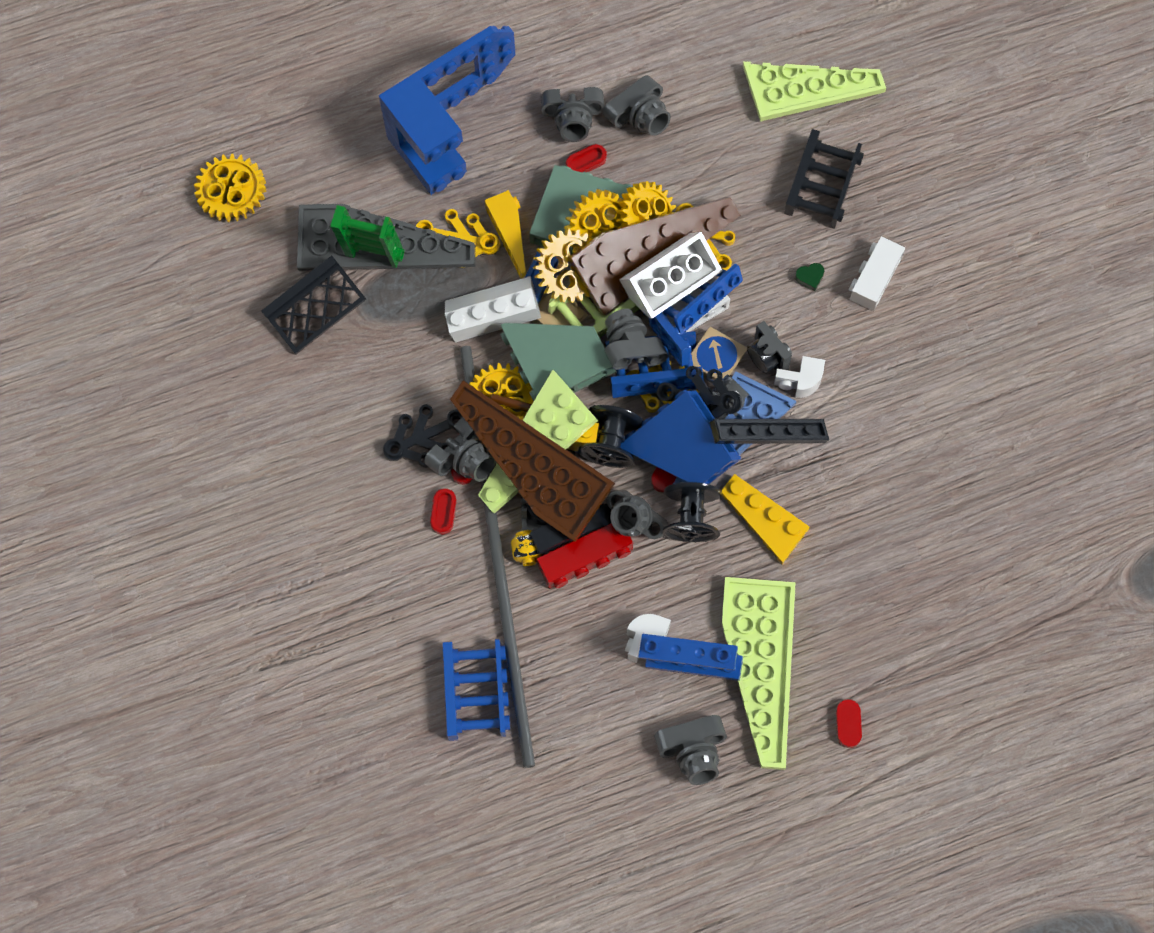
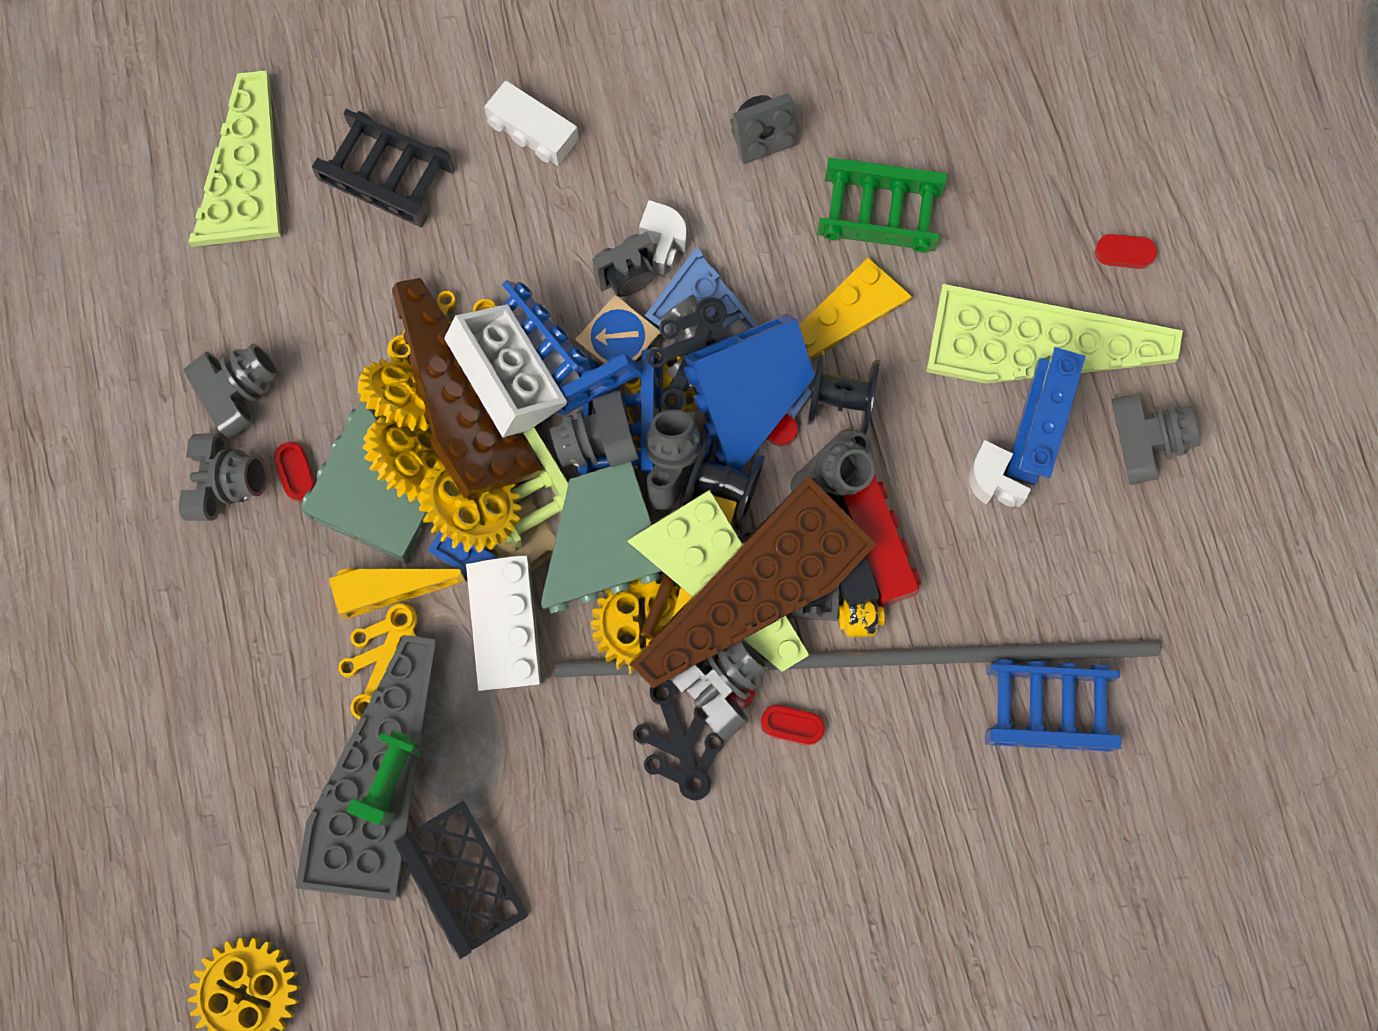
camera: 85 degrees left, 5 degrees up
(419, 121) = (207, 687): blue bracket -> none
(628, 391) = (673, 448): none -> dark grey beam
(768, 431) = (748, 278): black tile -> none
(810, 276) = (519, 206): dark green tile -> none
(875, 542) = (898, 181): none -> green fence
(901, 435) = (764, 126): none -> dark grey piece

